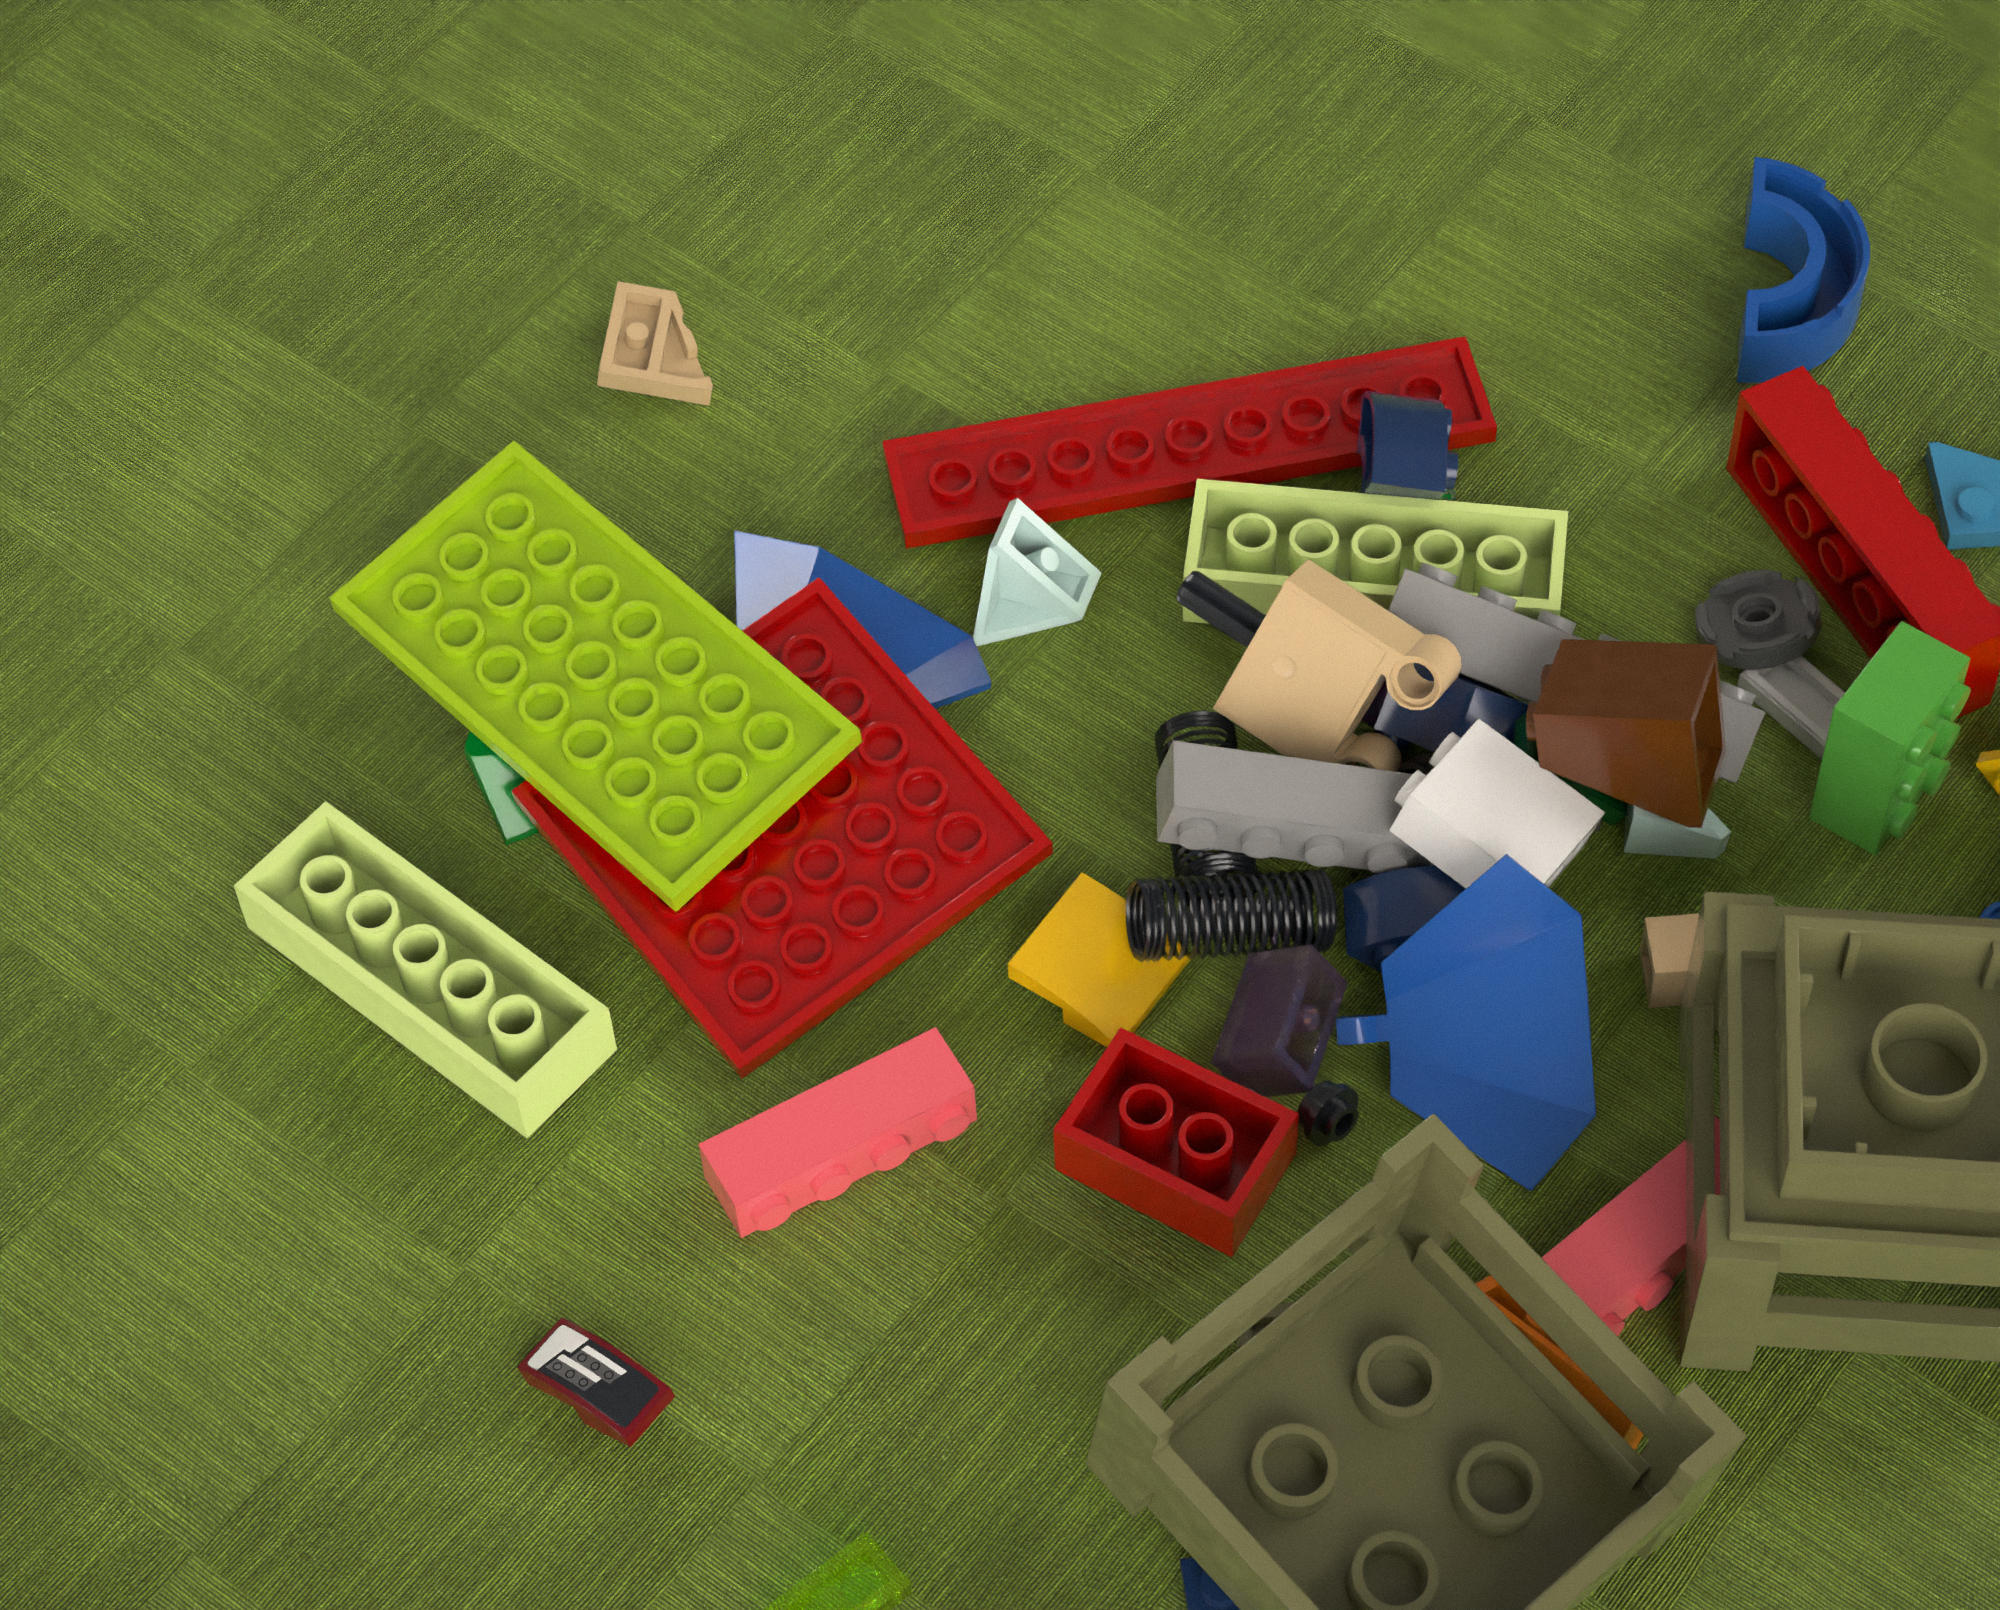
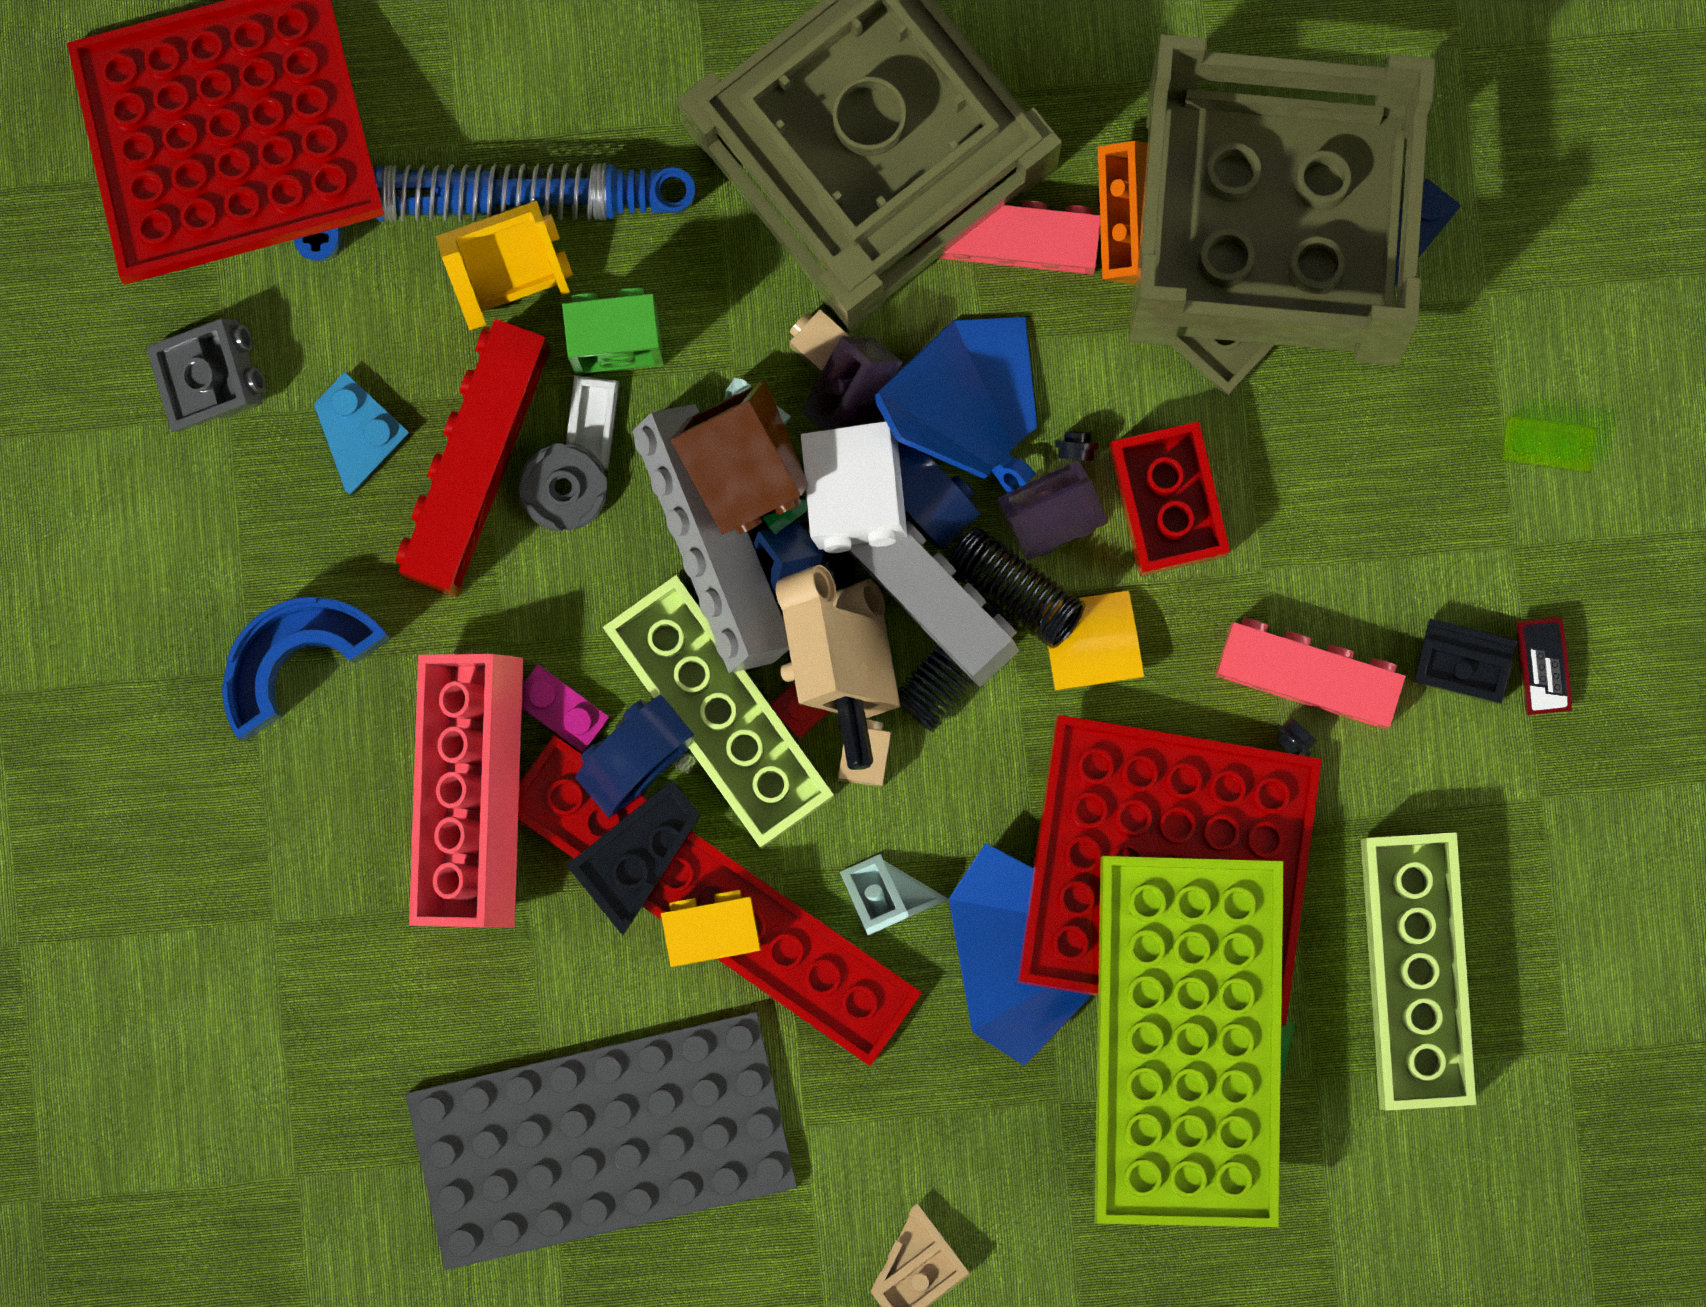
camera: 135 degrees left, 30 degrees up
(687, 1302) = (1464, 661): none -> black plate
(788, 1069) = (1295, 737): none -> black plate
(1052, 212) = (601, 1141): none -> dark grey plate
(1158, 392) = (710, 930): none -> yellow brick
(1192, 662) = (875, 773): none -> tan brick
(1301, 390) = (634, 855): none -> black wing
(1514, 304) = (466, 791): none -> coral brick
(1519, 464) = (562, 709): none -> dark pink plate
(1623, 925) = (849, 383): none -> clear purple brick

